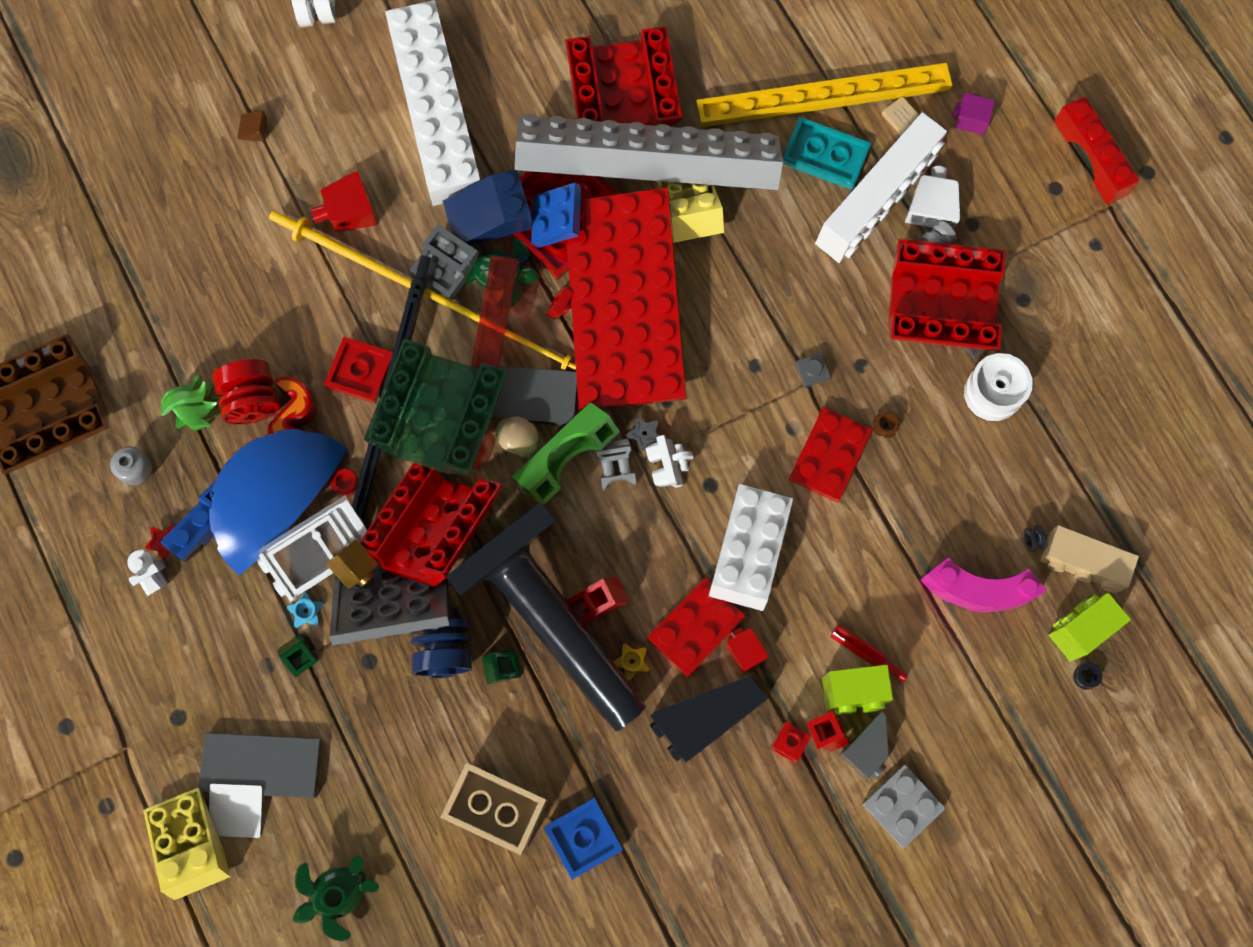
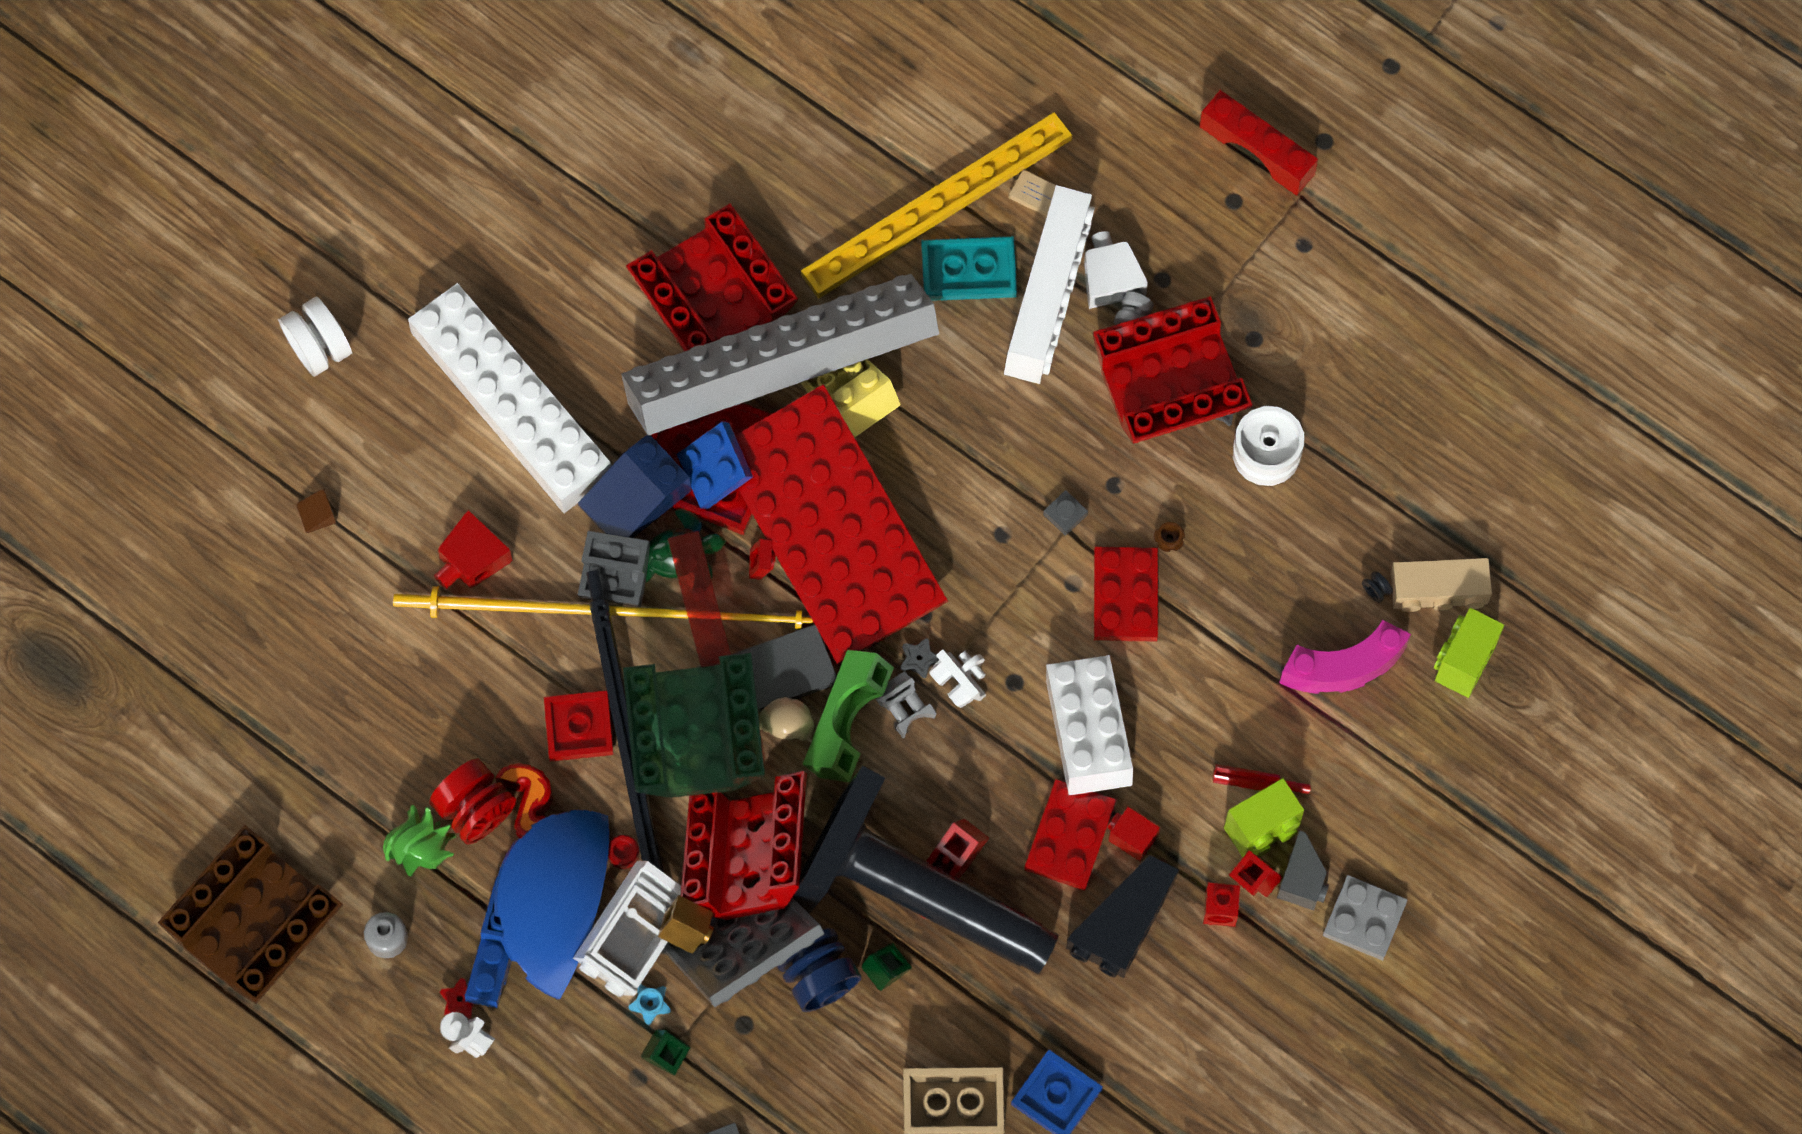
camera: 25 degrees left, 5 degrees down
(636, 654) = (1021, 890): yellow plate -> none
(973, 113) = (1108, 156): magenta brick -> none
(1079, 680) = (1489, 714): black bush -> none

